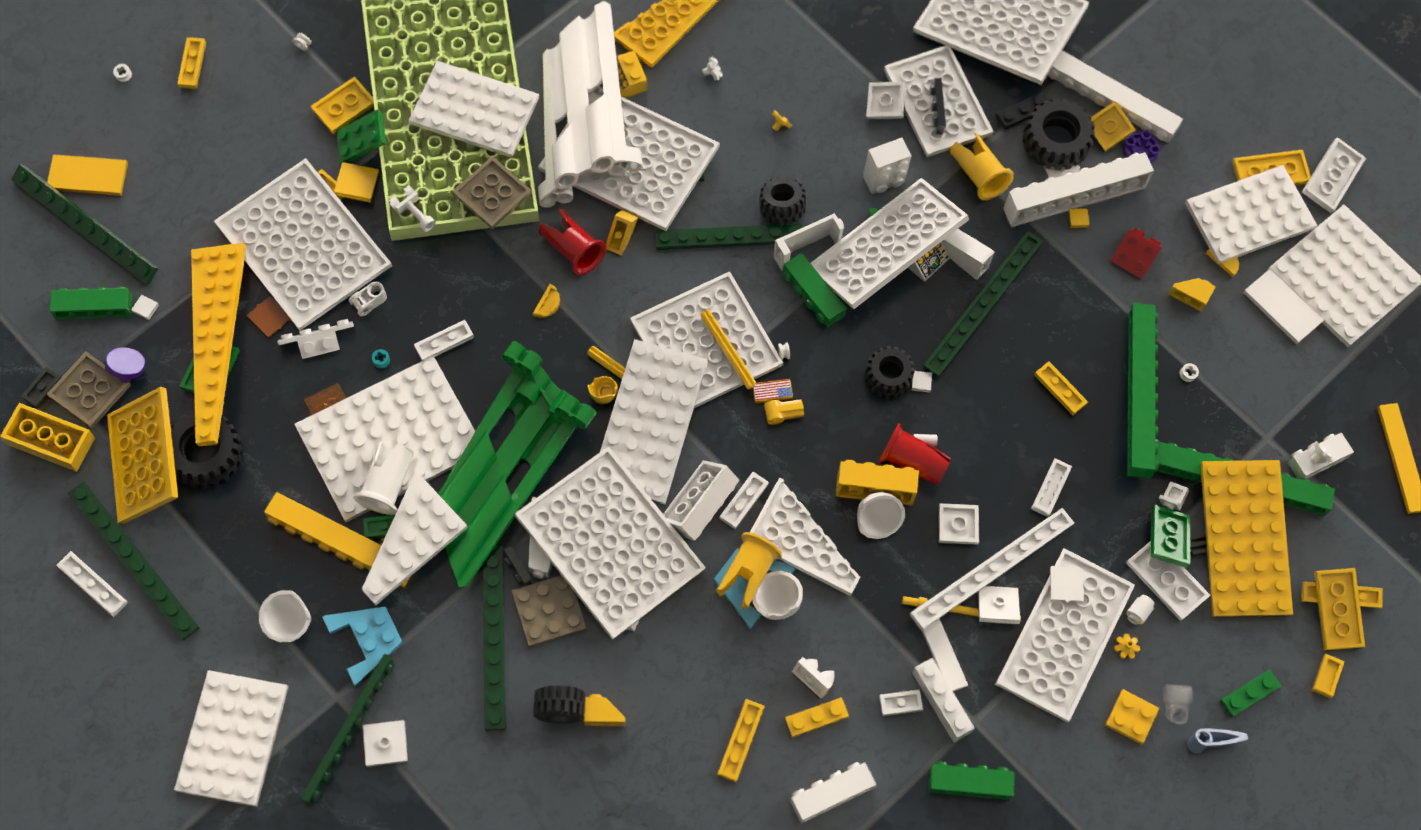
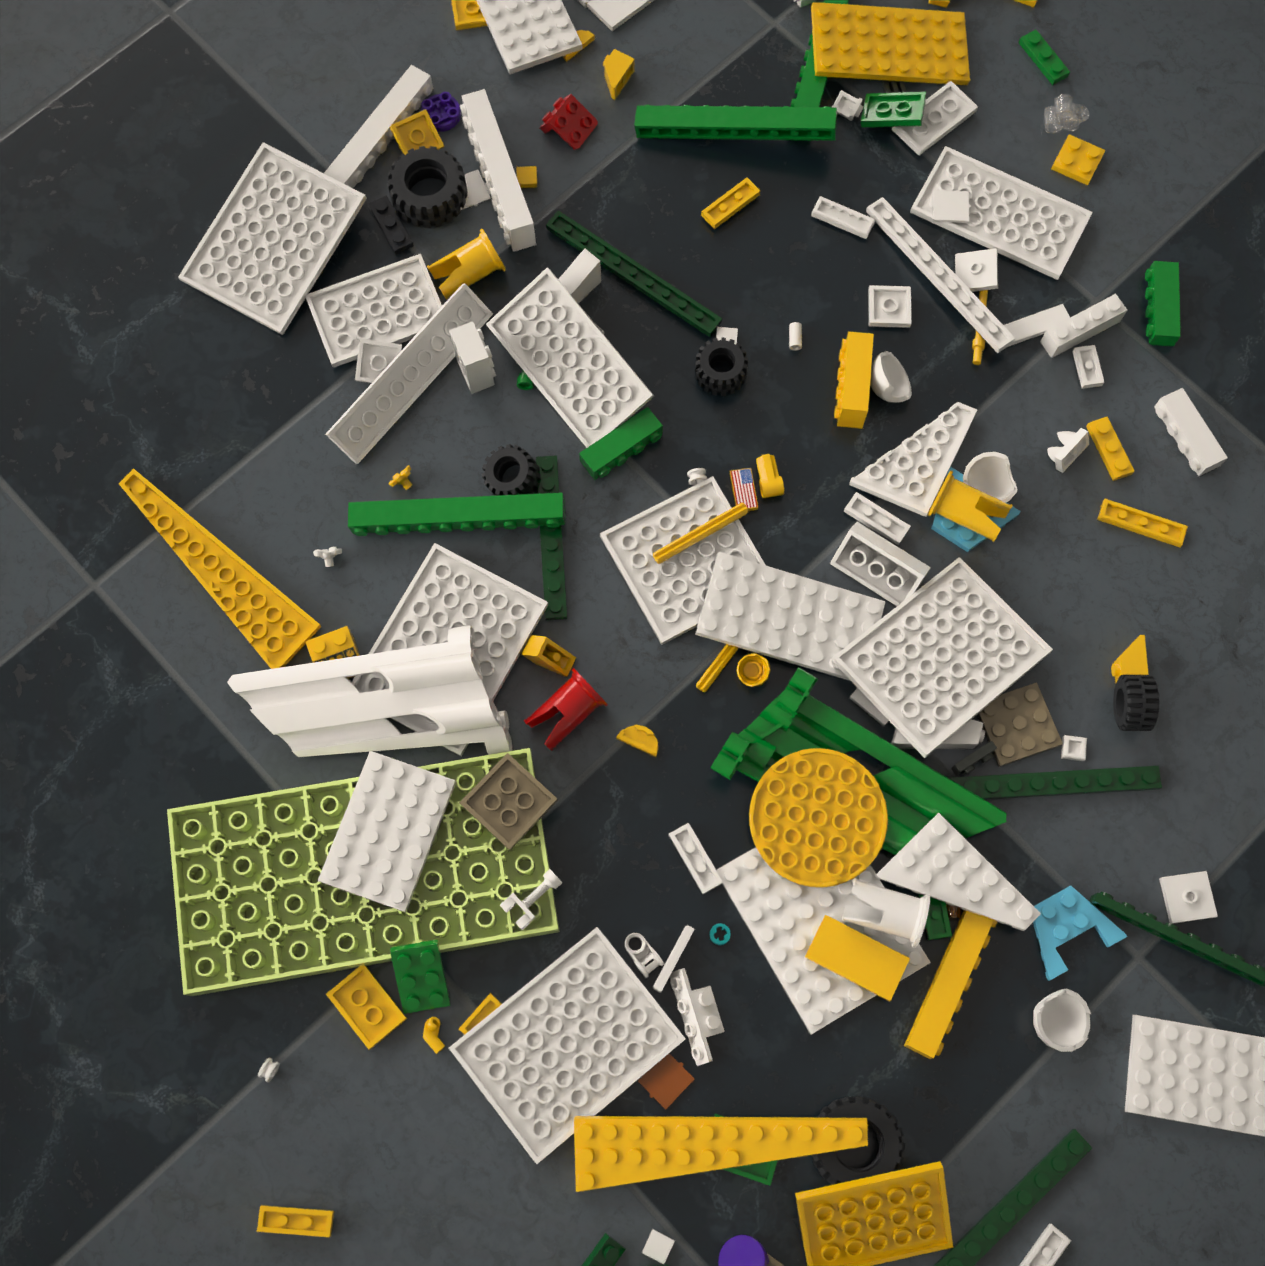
camera: 85 degrees left, 5 degrees up
(318, 150) = (431, 1033): none -> yellow arm
(324, 398) = (776, 998): clear orange plate -> none
(350, 458) = (857, 958): none -> yellow tile
(356, 182) = (479, 981): yellow tile -> none
(362, 321) = (673, 958): none -> white tile
(469, 430) = (818, 817): none -> yellow tile
(525, 657) = (1074, 748): none -> white tile
(746, 161) = (456, 513): none -> green brick
(785, 245) = (578, 474): white panel -> none
(875, 122) = (406, 376): none -> white plate
(912, 452) = (821, 344): red piece -> none
(937, 106) = (390, 305): black plate -> none
(1127, 646) = (1006, 159): yellow plant -> none
(1140, 610) = (970, 143): white brick -> none
(1193, 369) = (706, 91): white bush -> none
(1213, 738) = (1098, 88): sand blue piece -> none

